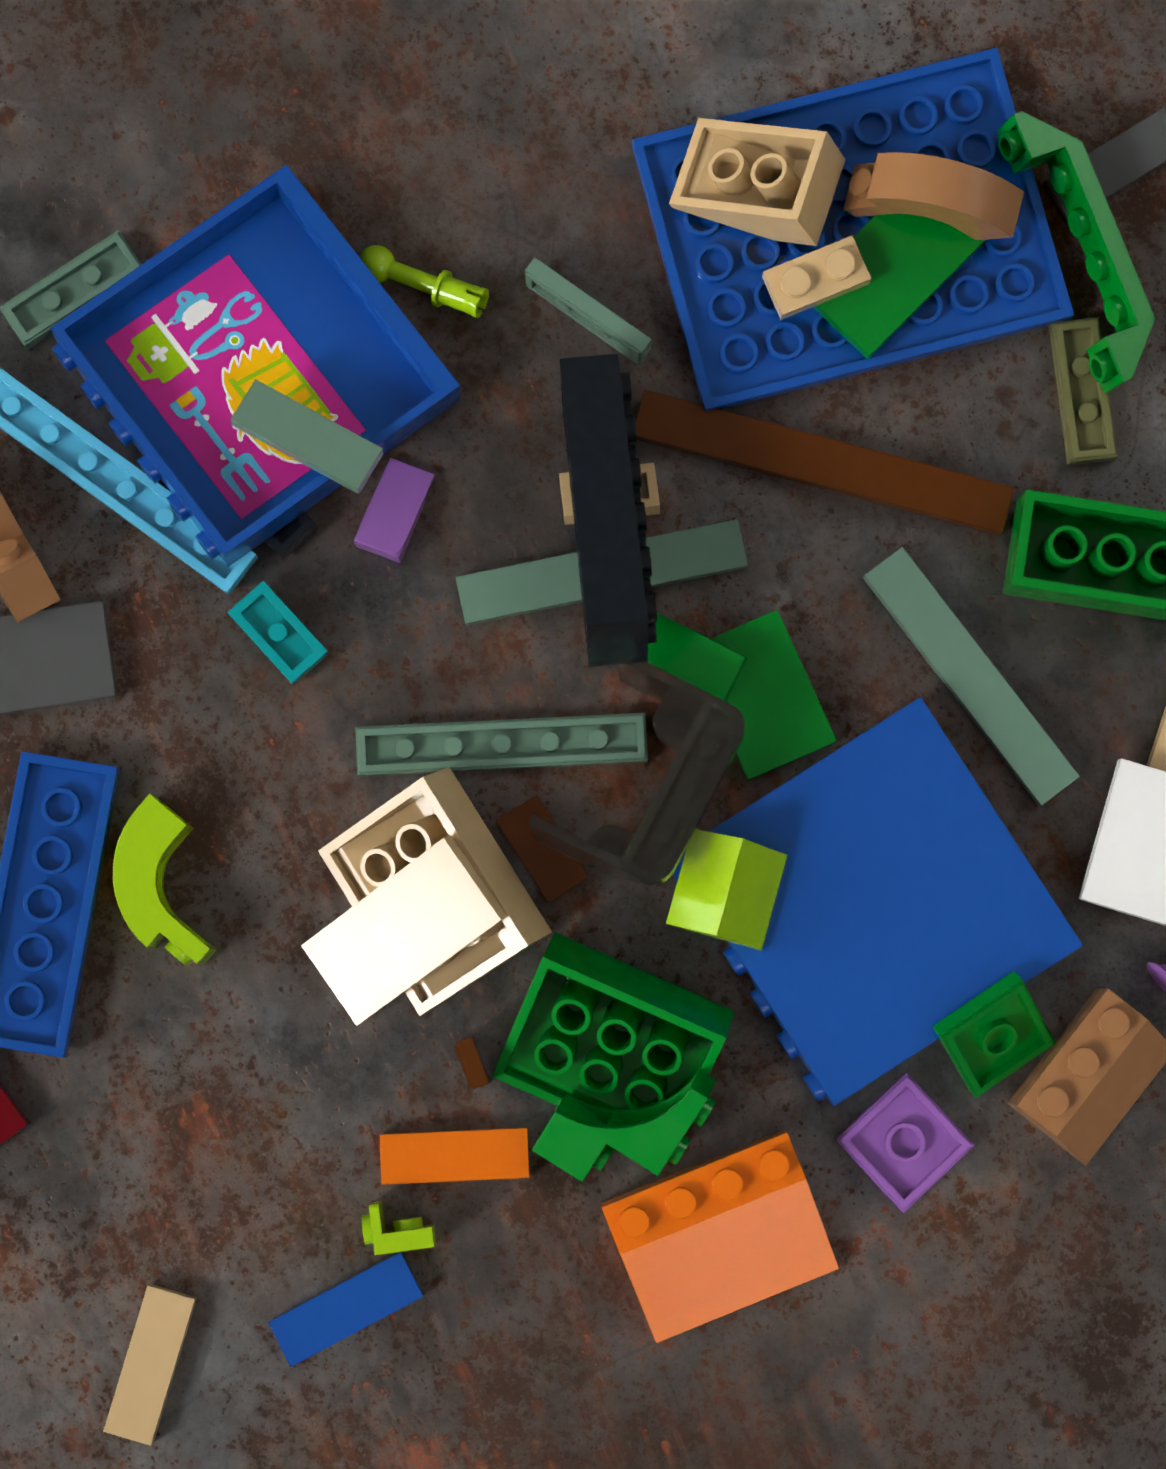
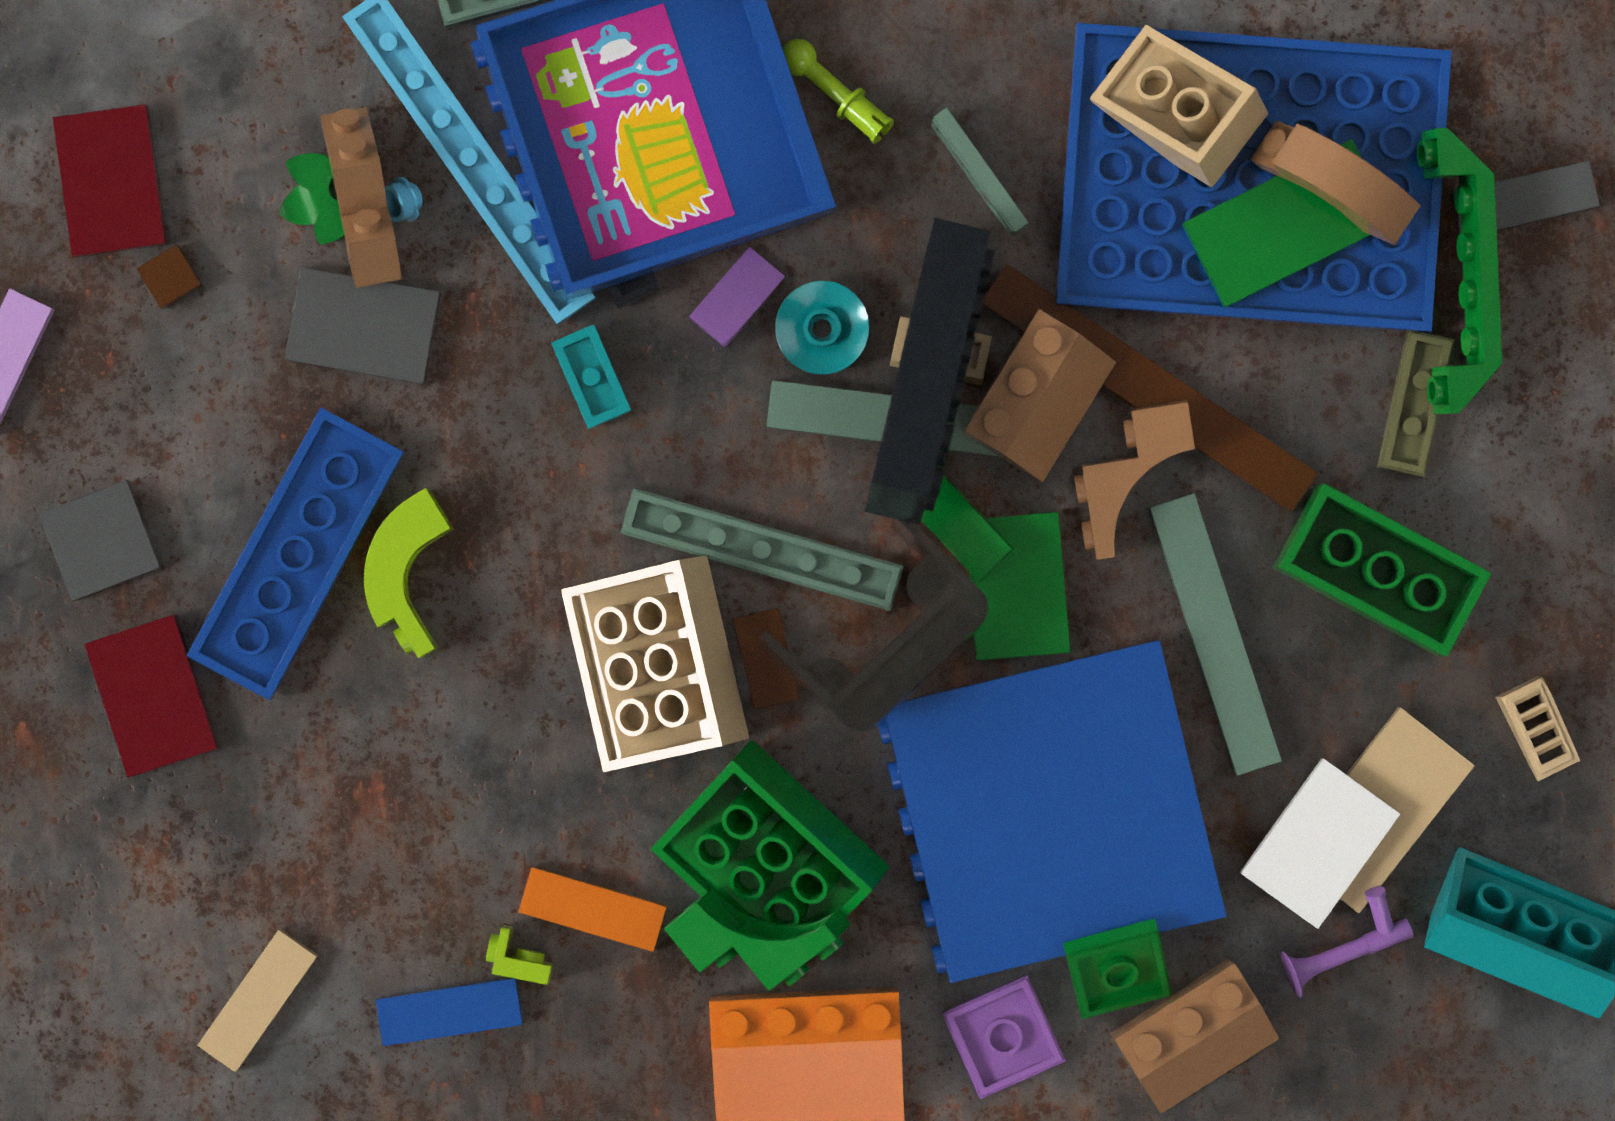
camera: 20 degrees right, 5 degrees up
(38, 524) = (403, 200): none -> medium azure plate
(307, 436) = (678, 209): sand green tile -> none
(404, 930) = (615, 692): tile -> none
(472, 1063) = (636, 831): reddish brown tile -> none
(480, 486) = (831, 304): none -> teal dish
(720, 501) = (1040, 396): none -> medium nougat slope
(727, 888) = (920, 756): lime slope -> none
(814, 567) = (1157, 434): none -> medium nougat arch
(816, 277) = (1201, 217): tan plate -> none

